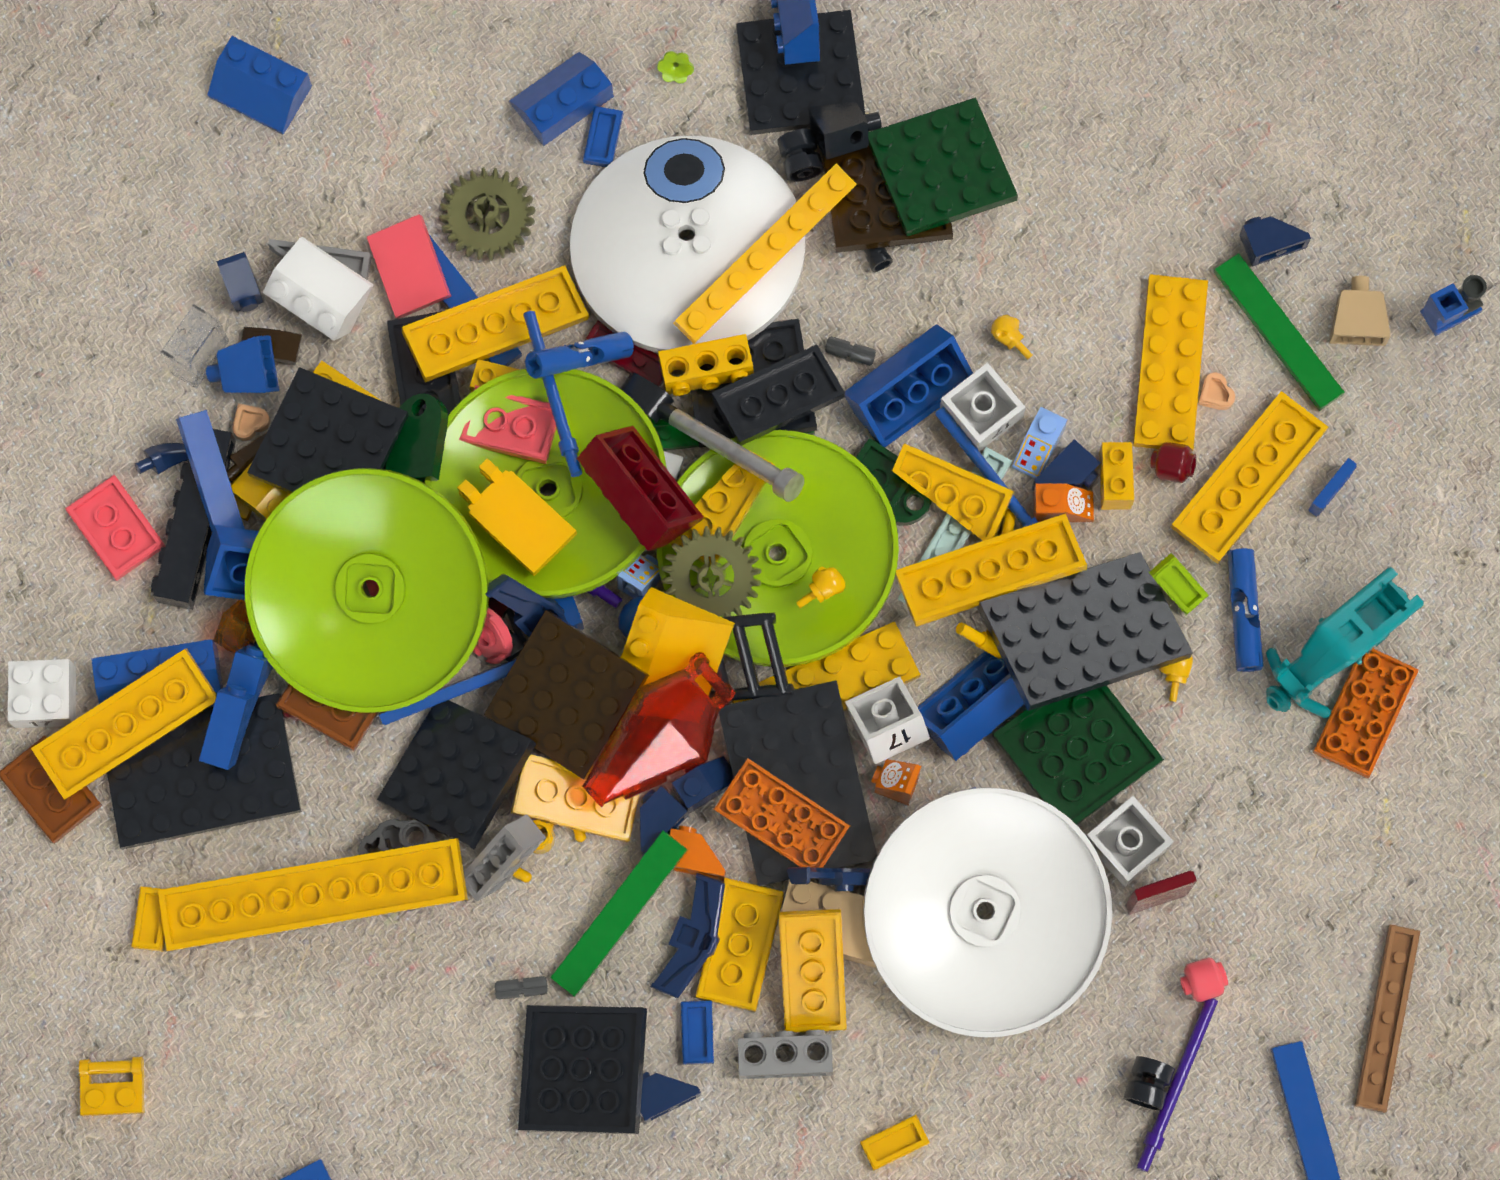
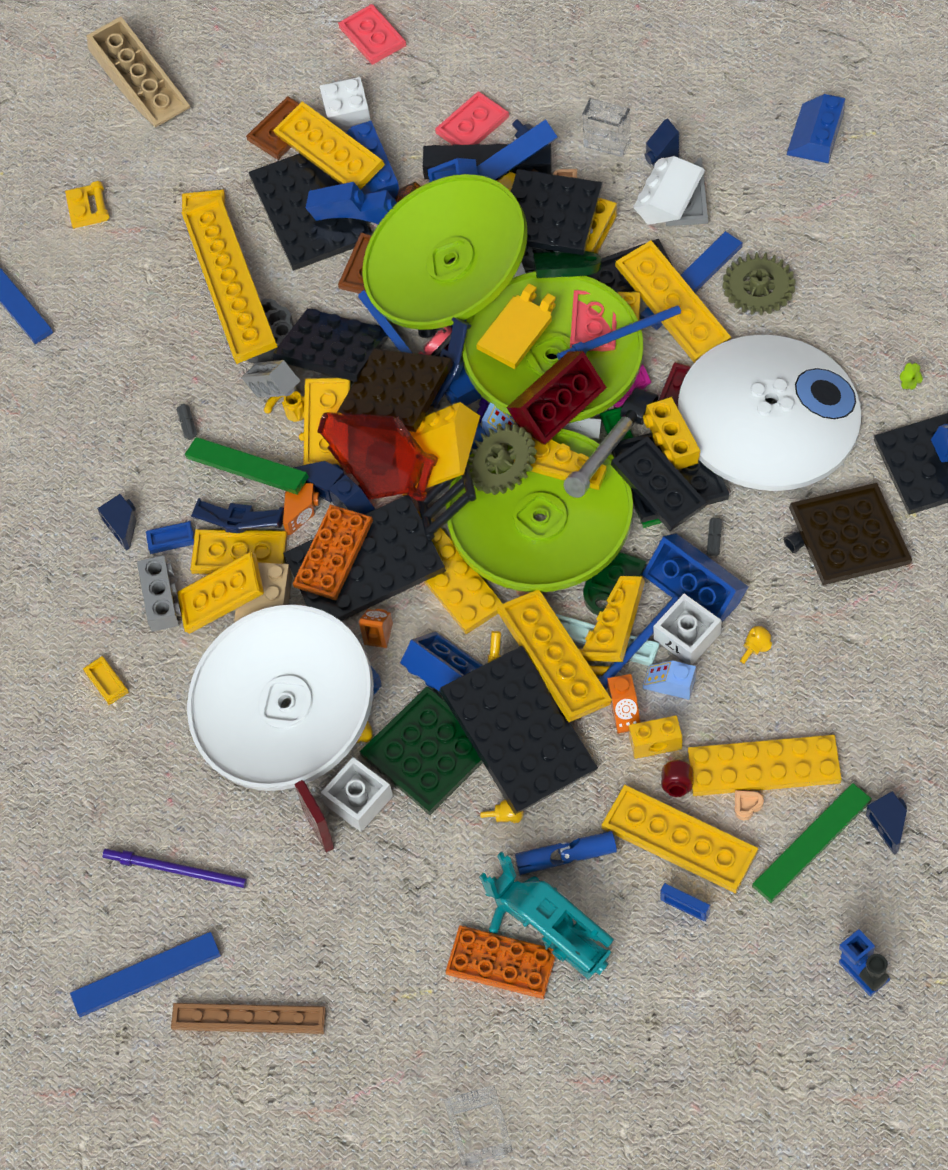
camera: 85 degrees right, 15 degrees down
(246, 367) = (601, 162): blue torso -> none
(284, 343) = (623, 178): dark brown slope -> none
(408, 266) = (703, 243): coral tile -> none
(563, 97) = (862, 311): blue slope -> none
(579, 355) = (652, 342): blue piece -> none
(582, 1069) = (129, 464): black plate -> none
(603, 136) = (842, 344): blue tile -> none
(764, 254) = (770, 453): yellow plate -> none
(799, 151) = (865, 468): black wheel -> none
(825, 585) = (514, 539): yellow piece -> none
(840, 877) = (290, 590): dark blue plate -> none
(842, 128) = (890, 489): black torso -> none
(887, 720) = (420, 606): white brick -> none
(941, 167) = (879, 564): dark green plate -> none
(1071, 467) = (652, 701): dark blue slope -> none
(1144, 1093) = (167, 842): black wheel -> none
(1178, 583) = (574, 795): lime tile -> none
(1204, 979) = (256, 869): coral head -> none
(1360, 316) = (841, 900): tan torso -> none

